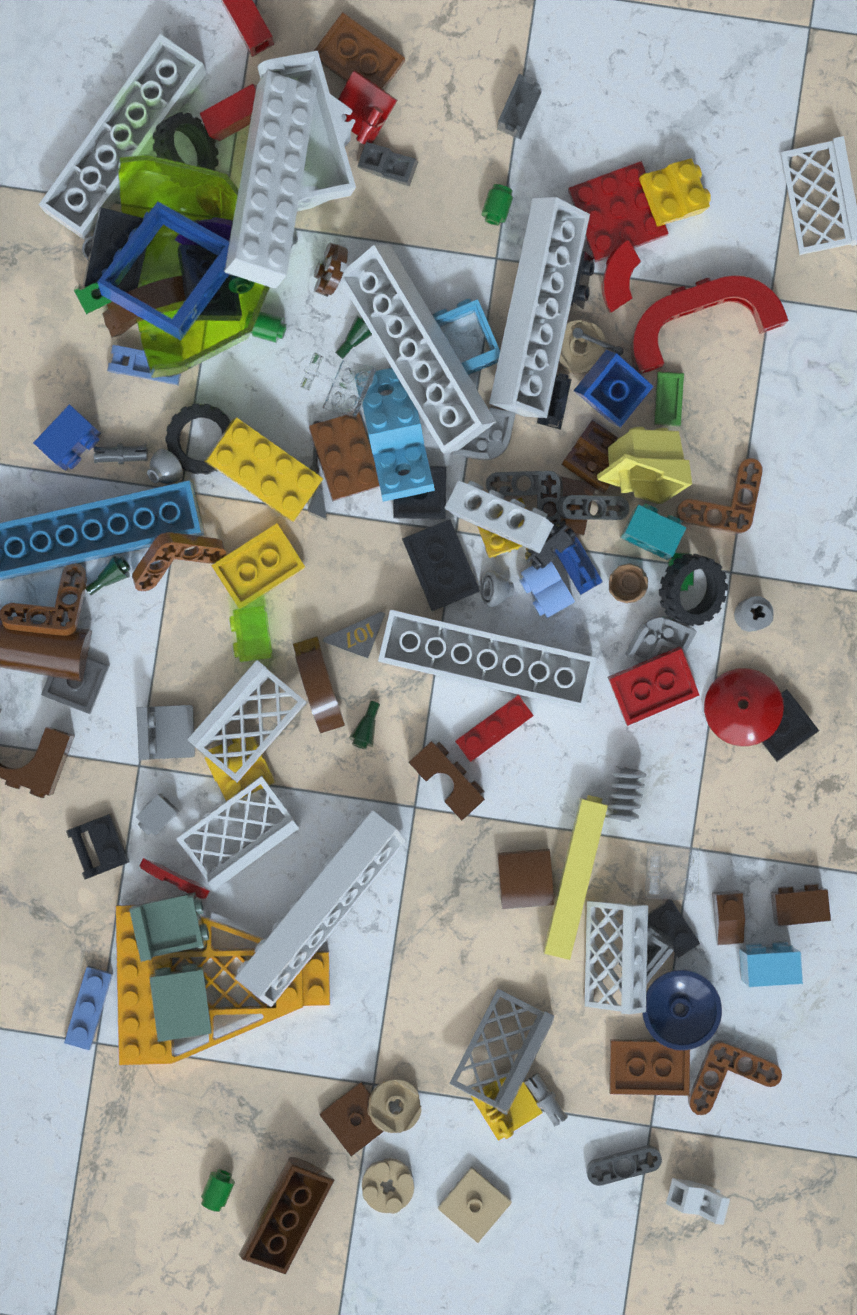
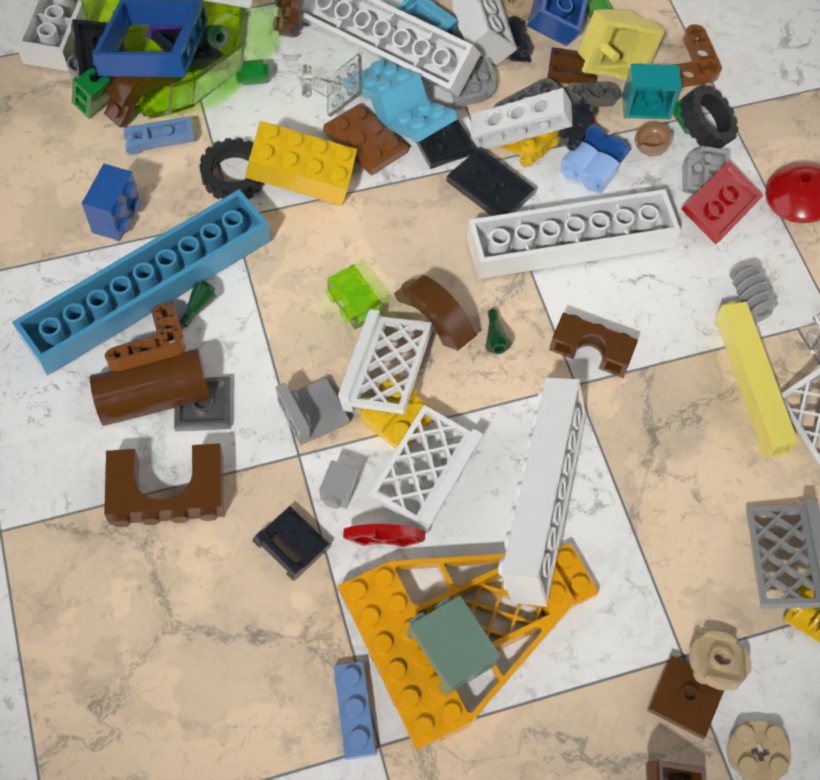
camera: 35 degrees left, 25 degrees down
(120, 453) = (165, 205): dark grey pin -> none
(165, 467) = (210, 192): light grey brick -> none
(169, 925) = (404, 572): sand green panel -> none
(170, 547) = (250, 248): dark orange beam -> none
(258, 566) = (331, 243): yellow plate -> none
(317, 505) = (362, 179): dark grey slope -> none
(357, 334) = (332, 48): dark green cone -> none
(357, 637) = (450, 265): flat silver tile -> none
(494, 728) = (608, 291): red plate -> none
(495, 588) = (546, 183): light grey brick -> none
(525, 878) = (712, 399): reddish brown slope -> none
(763, 611) = (768, 117): light grey piece -> none

